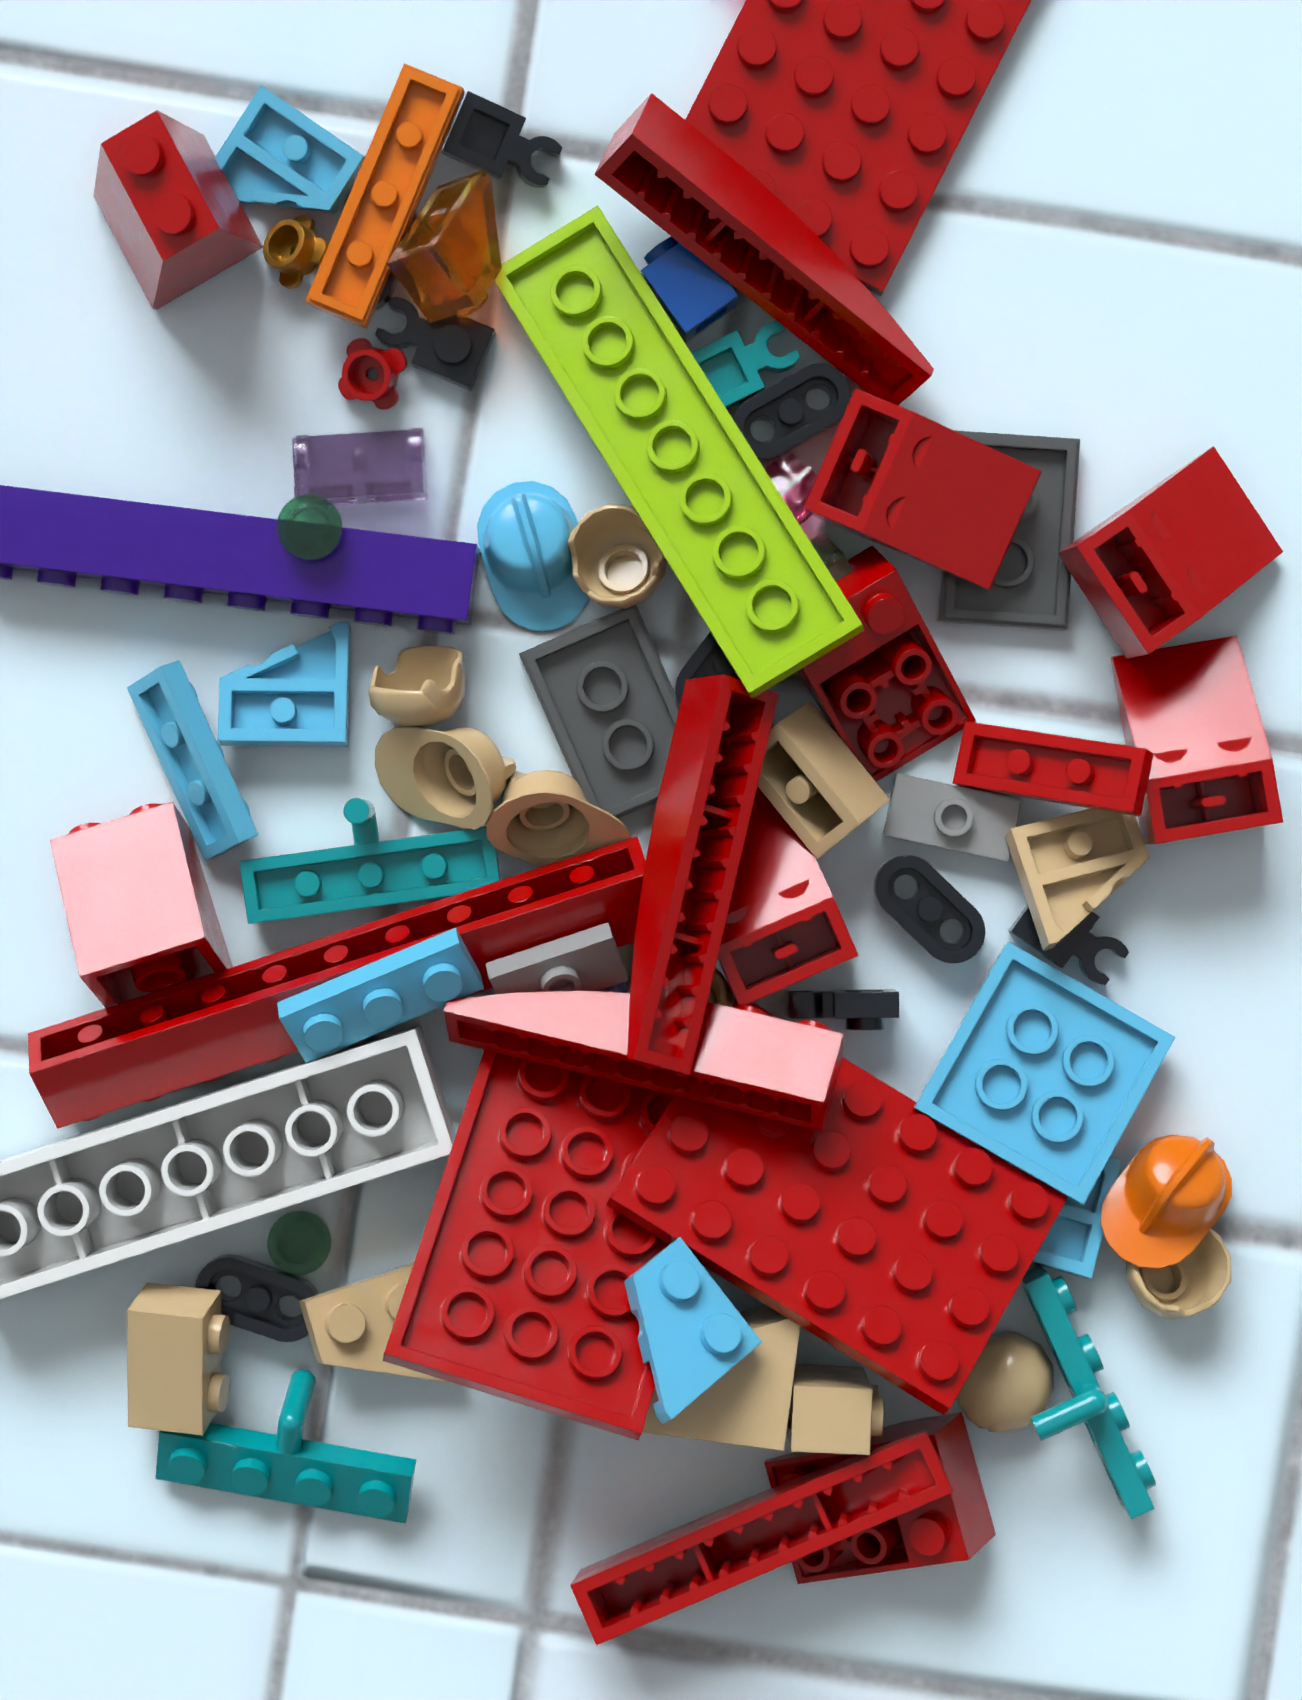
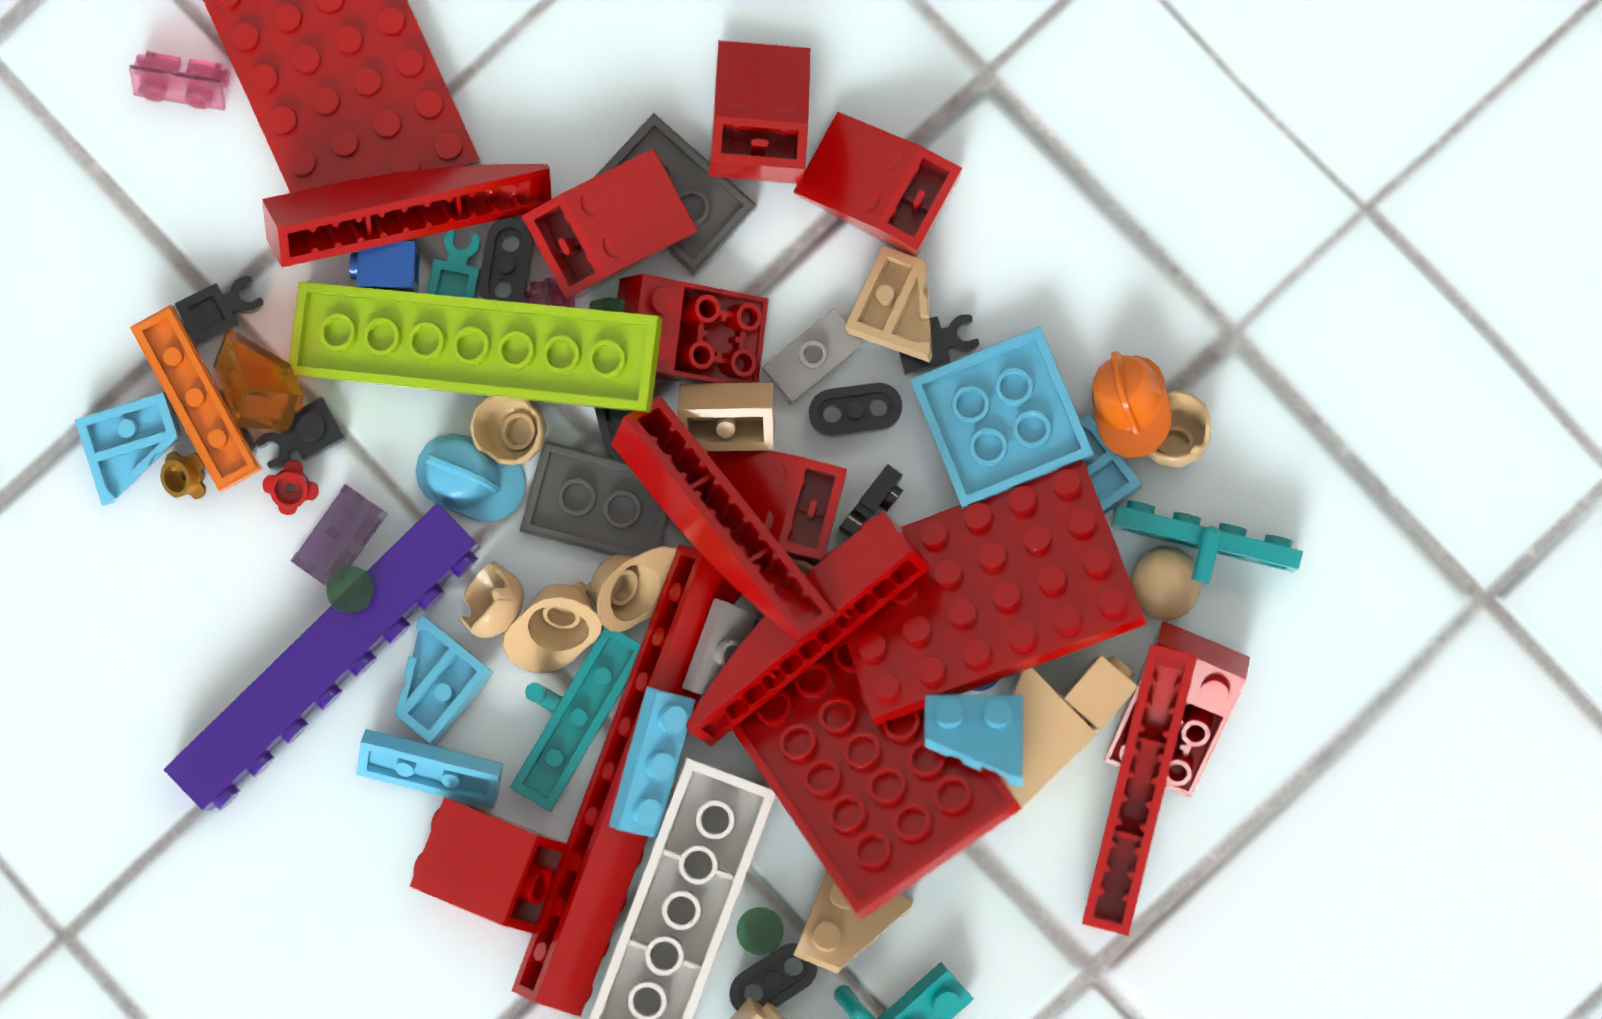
camera: 50 degrees left, 5 degrees down
(170, 207) = (103, 528): red slope -> none
(1053, 768) = (828, 274): red plate -> none

